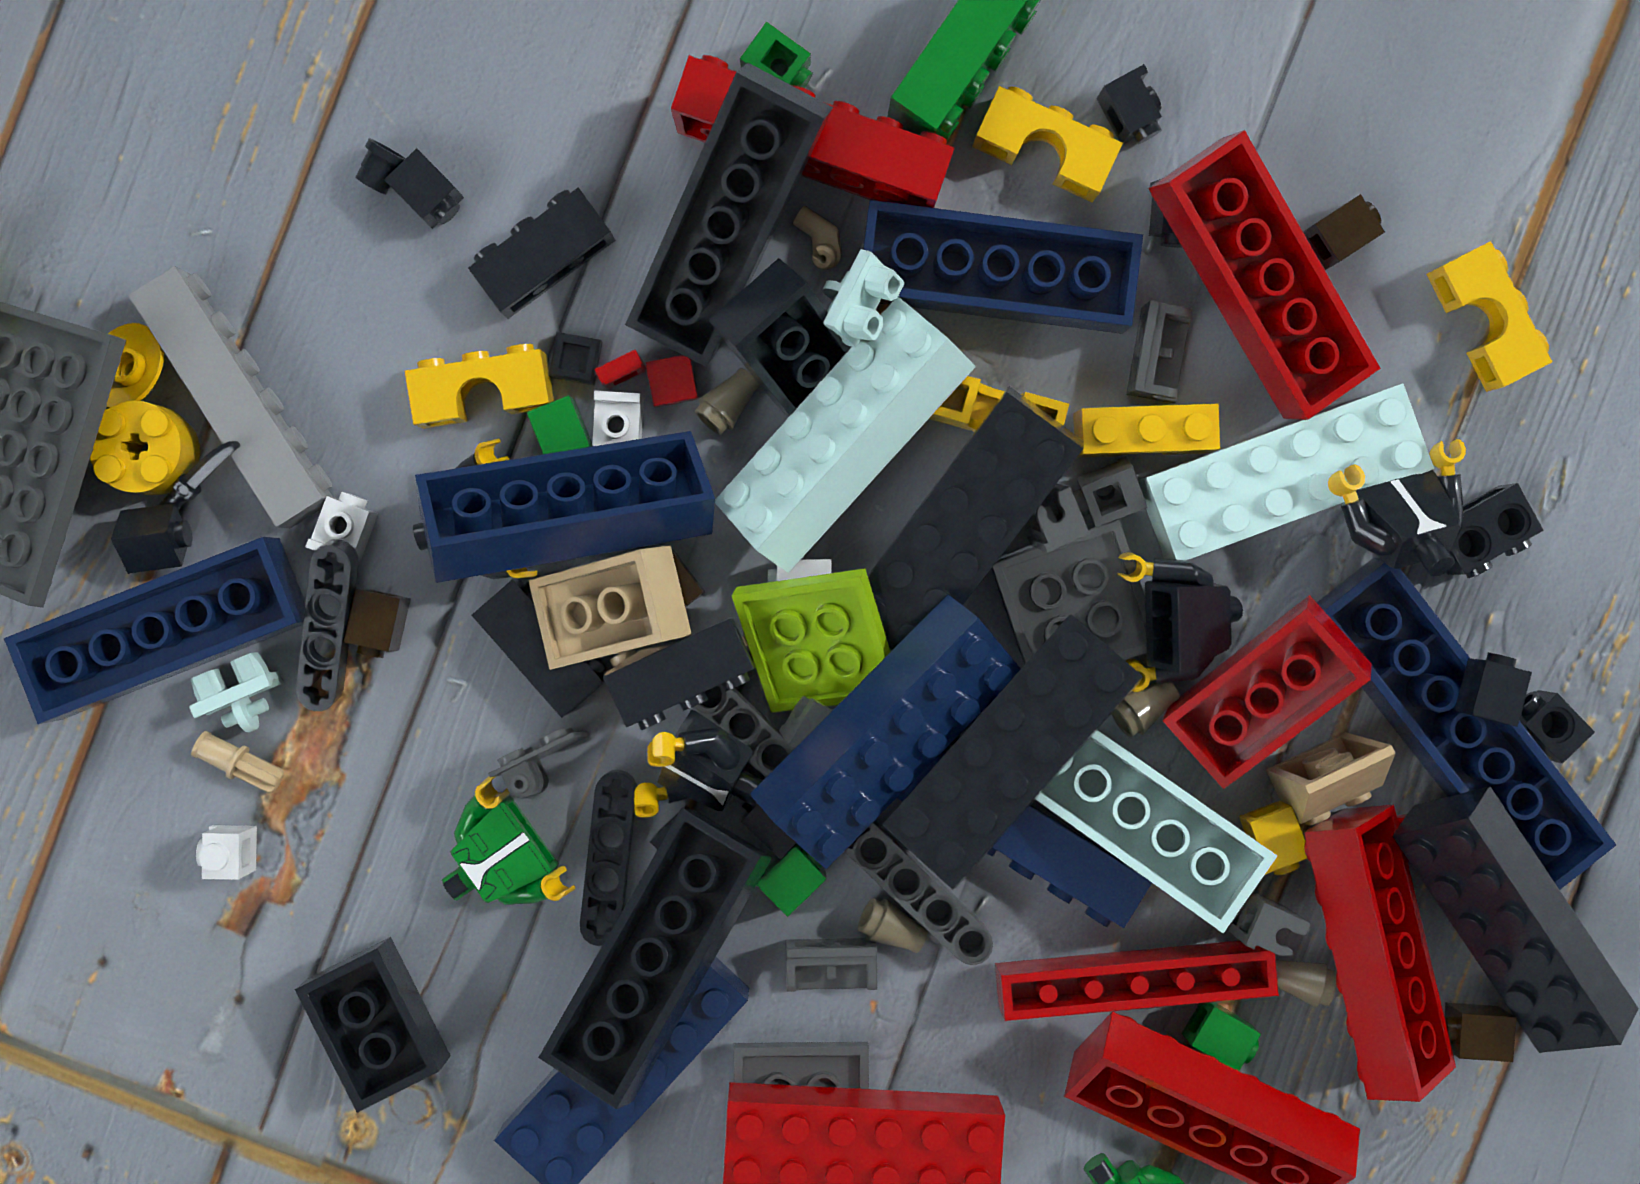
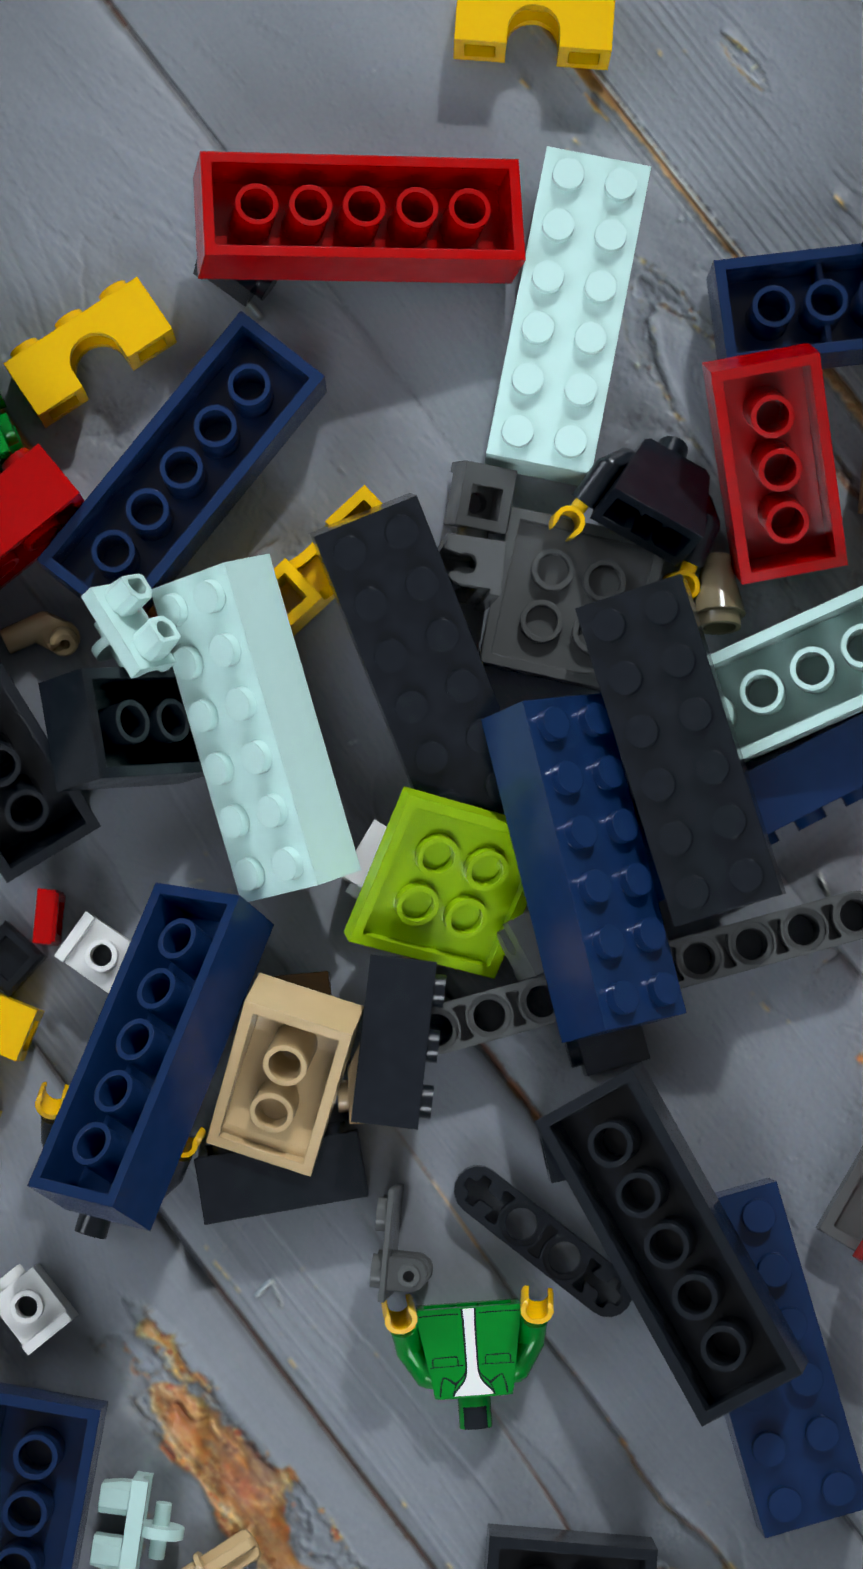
camera: 65 degrees left, 5 degrees down
(320, 624) = (118, 1389): black beam -> none
(376, 622) = (151, 1331): dark brown brick -> none
(559, 426) = (67, 1016): green brick -> none
(671, 380) = (92, 873): red tile -> none
(698, 765) = (503, 1082): black torso -> none
(726, 402) = (149, 832): dark tan cone -> none
(792, 879) = (678, 1058): green brick -> none
(831, 964) = (793, 1075): dark grey hinge -> none
(890, 926) = (788, 990): dark tan cone -> none
(1131, 107) = (106, 246): black brick -> none
(1148, 430) = (439, 423): yellow arch -> none
(1159, 351) = (368, 366): dark grey hinge -> none
(1344, 231) = (360, 113): dark brown brick -> none
(1408, 516) = (682, 219): black torso -> none
(1486, 538) = (735, 154): black brick -> none

